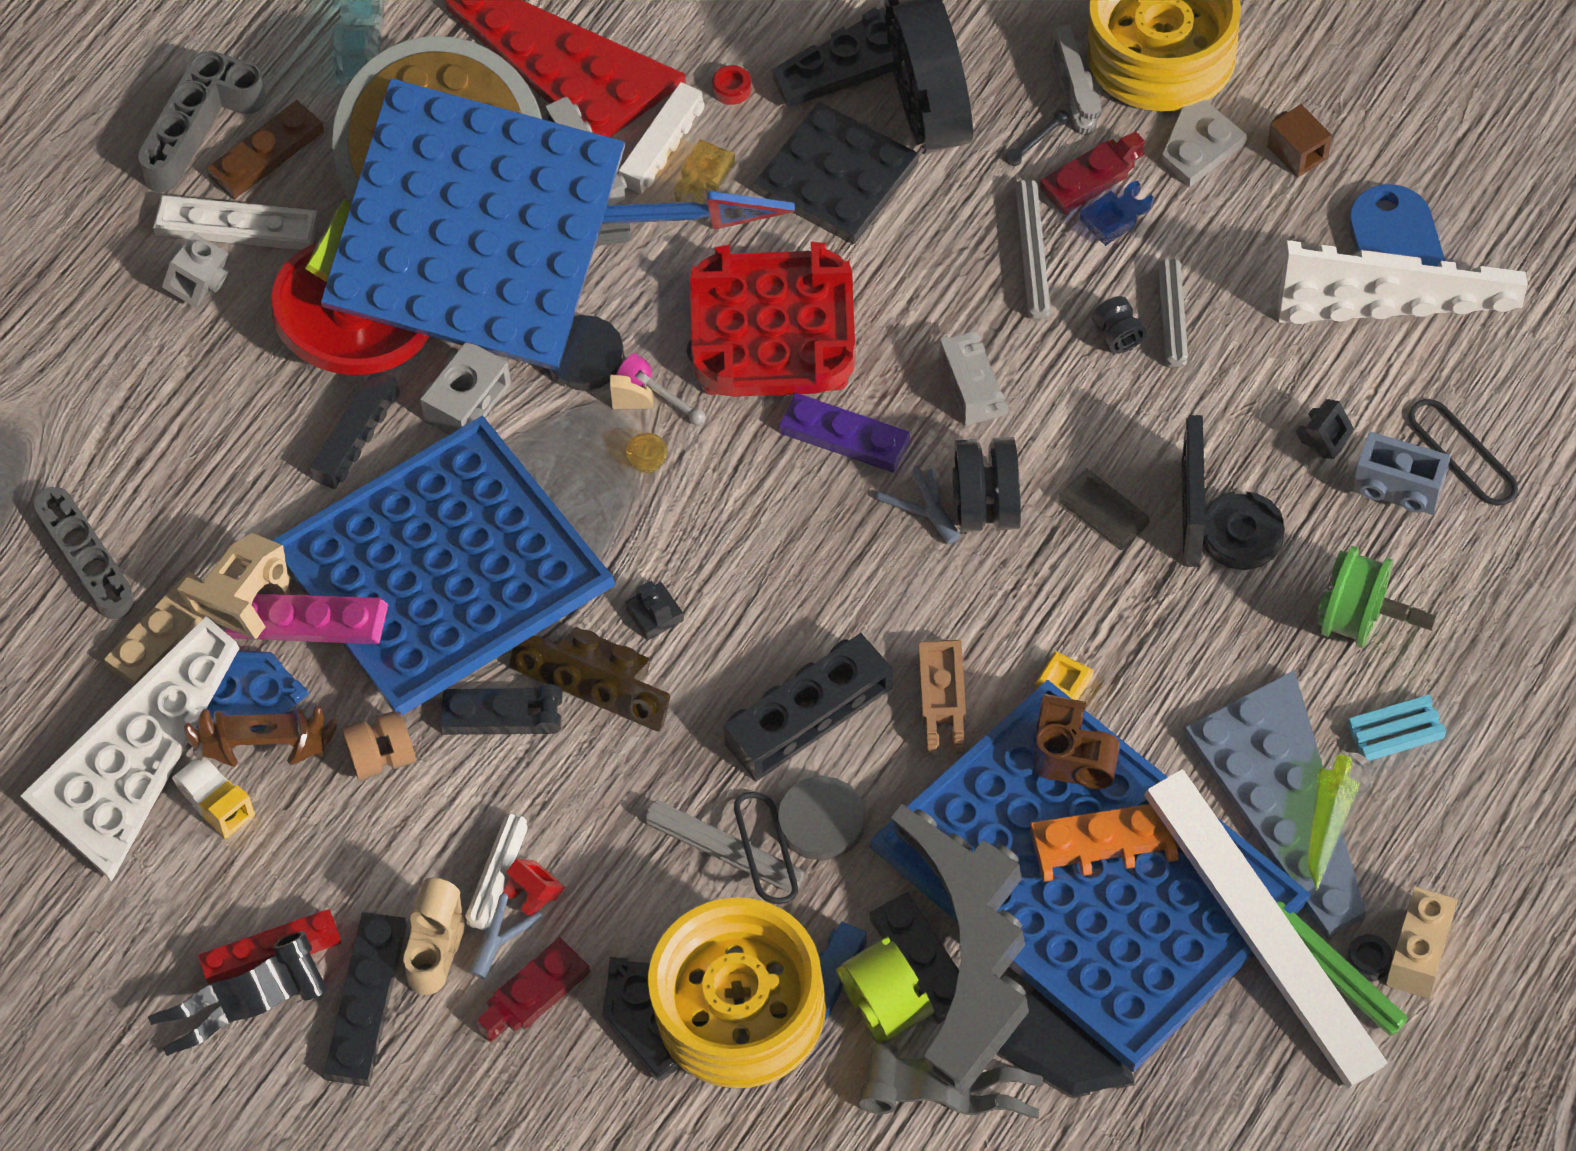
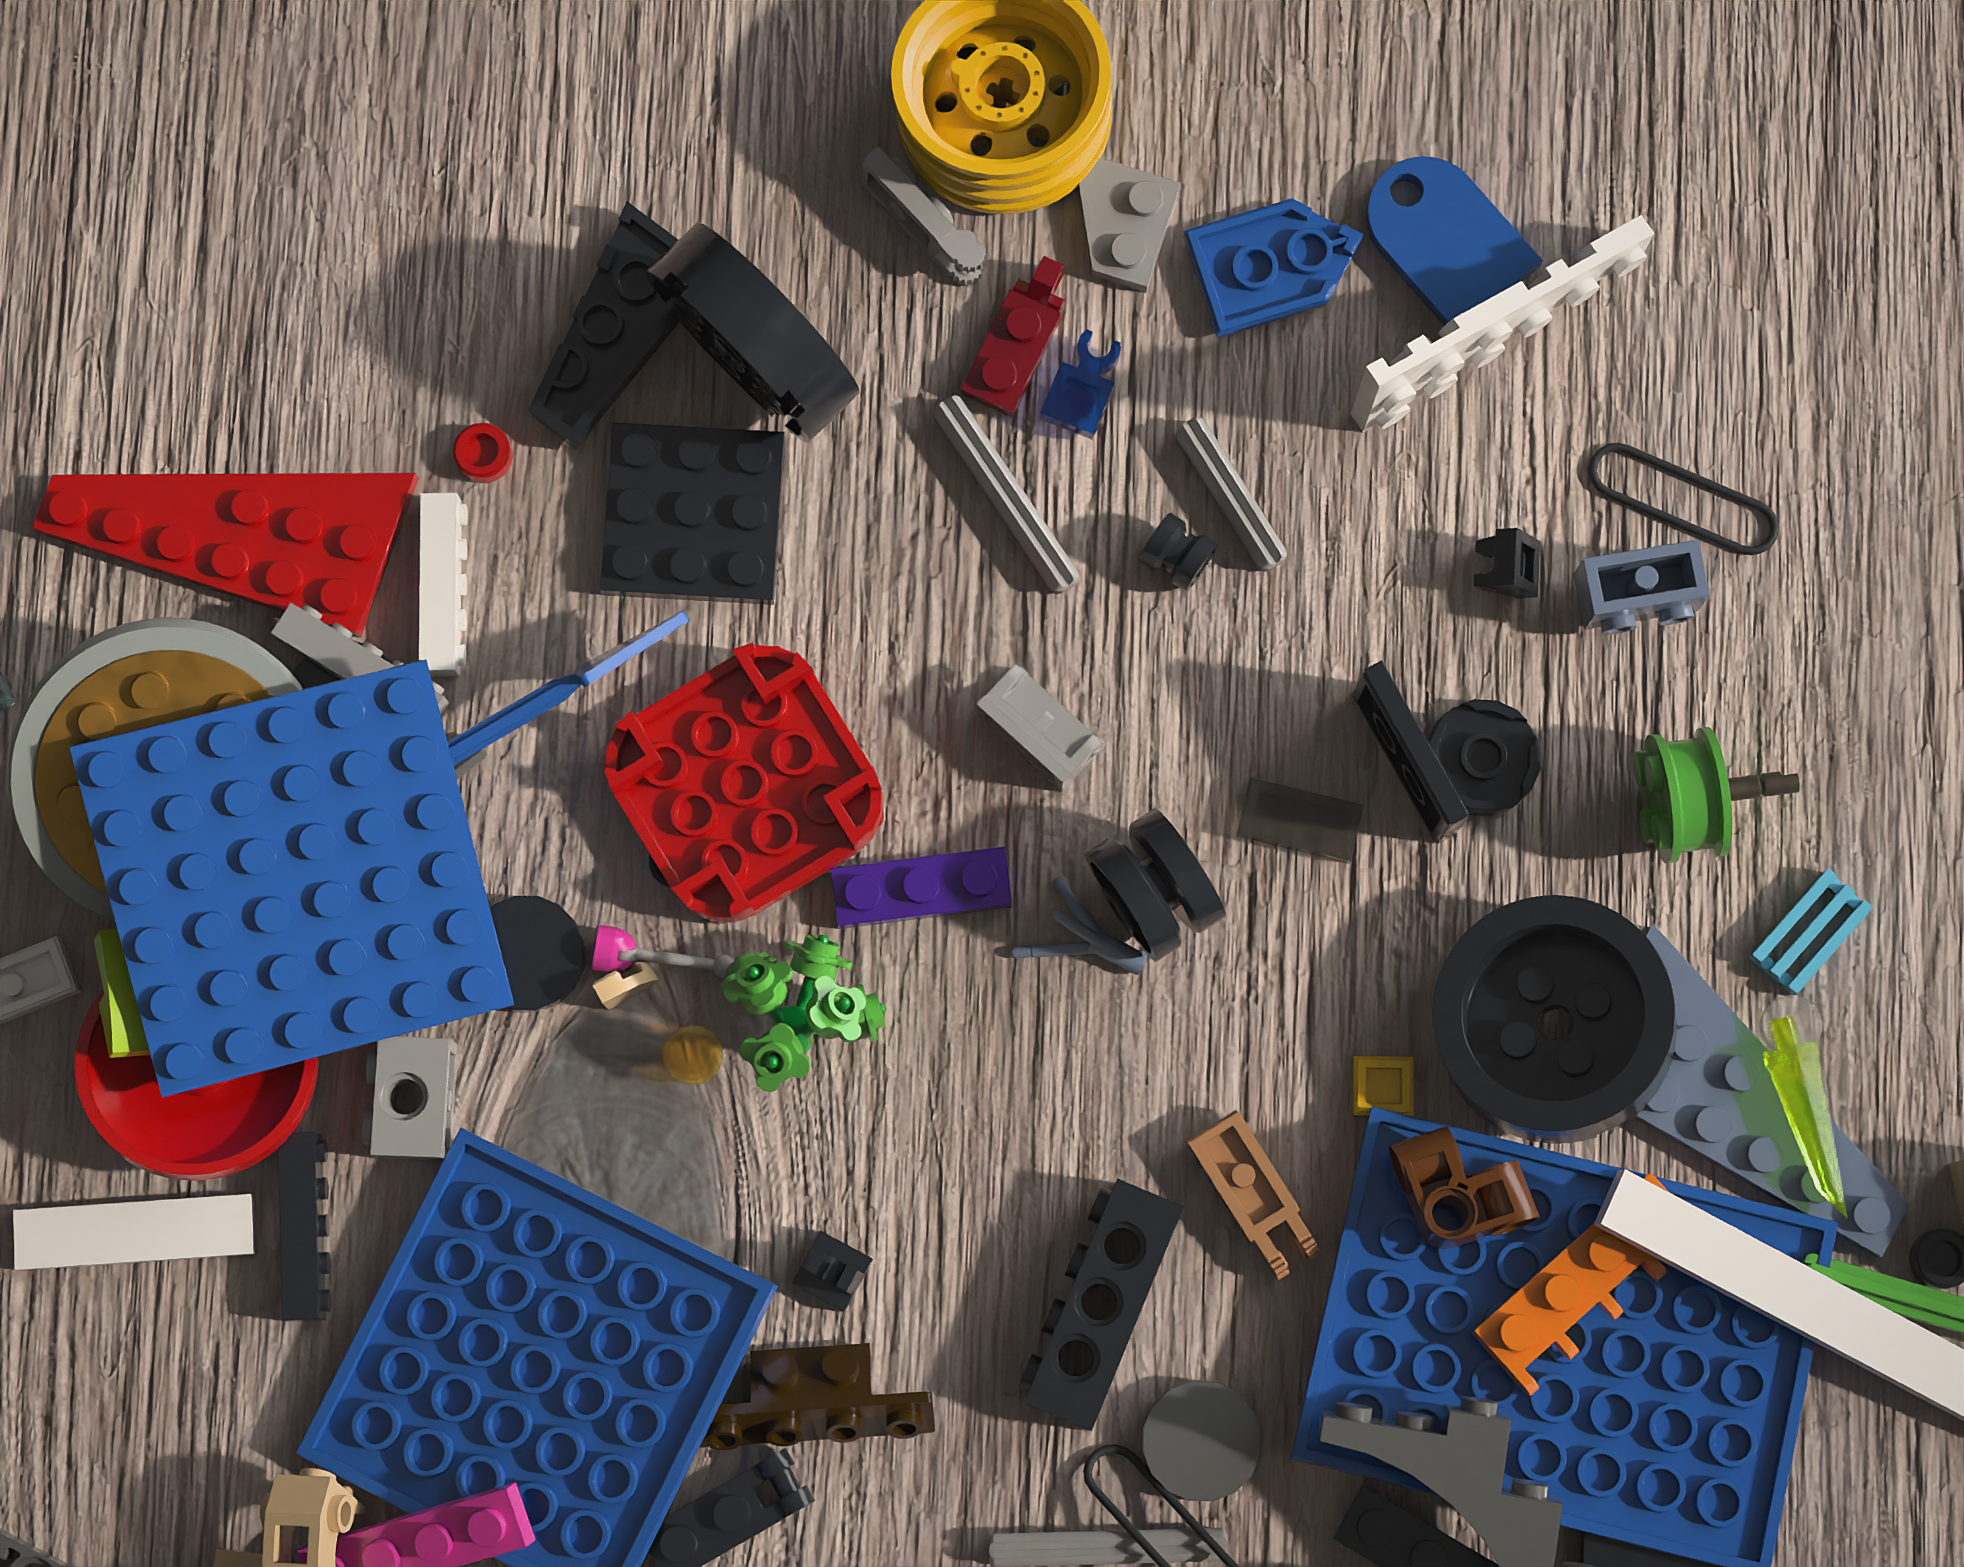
camera: 30 degrees left, 20 degrees up
(256, 385) = (134, 1232): none -> white tile
(704, 169) = (526, 600): clear yellow plate -> none
(744, 447) = (830, 1013): none -> bright green plant
(1014, 156) = (904, 365): black hinge -> none
(1201, 646) = (1542, 959): none -> black brick
(1275, 203) = (1268, 264): none -> blue tile
(1299, 140) = (1251, 158): reddish brown brick -> none

